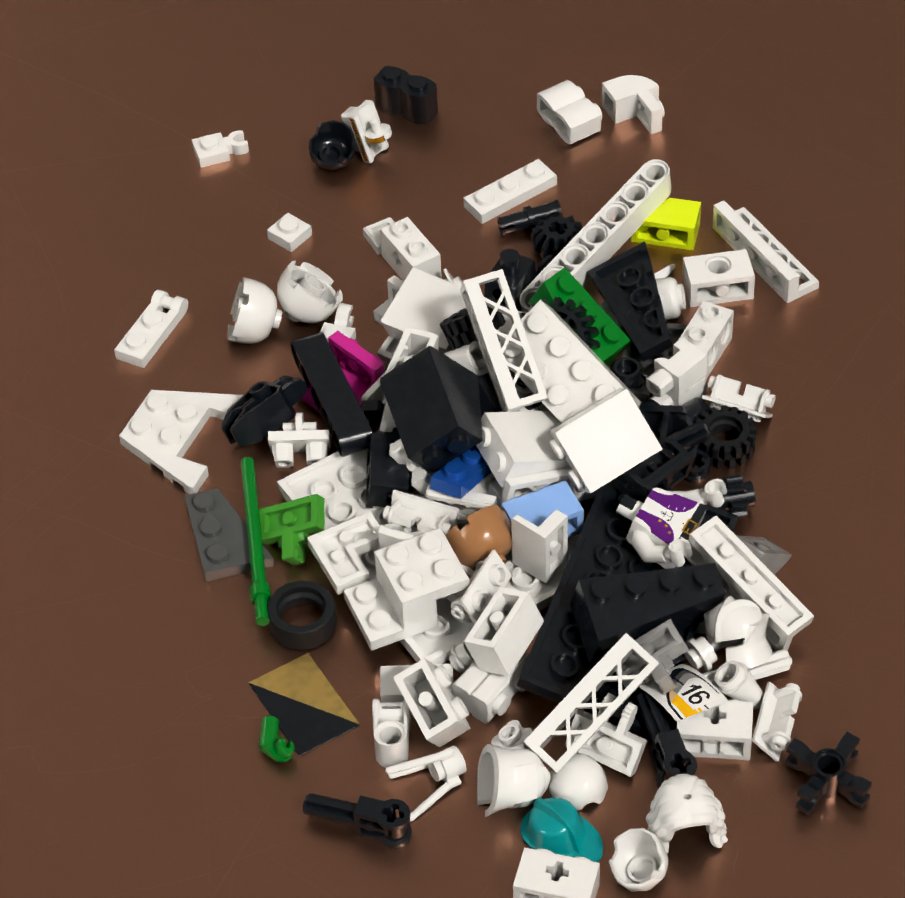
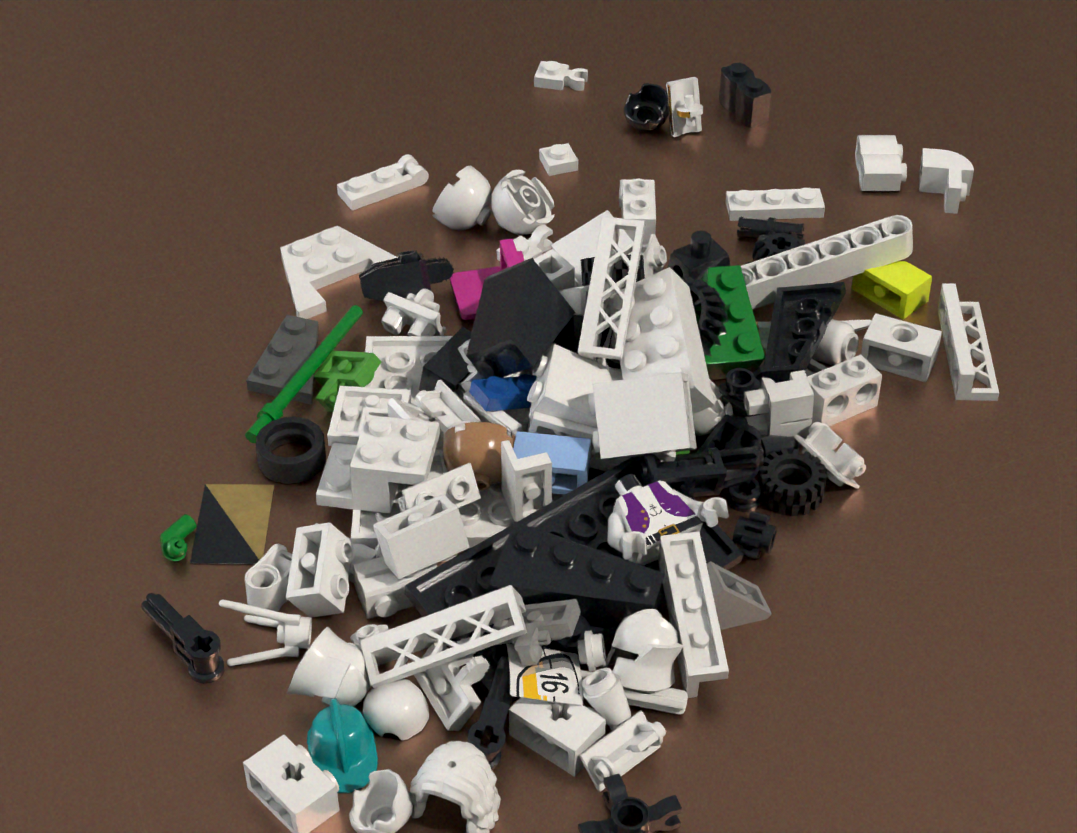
camera: 30 degrees right, 5 degrees down
(331, 394) = (461, 297): black beam -> none

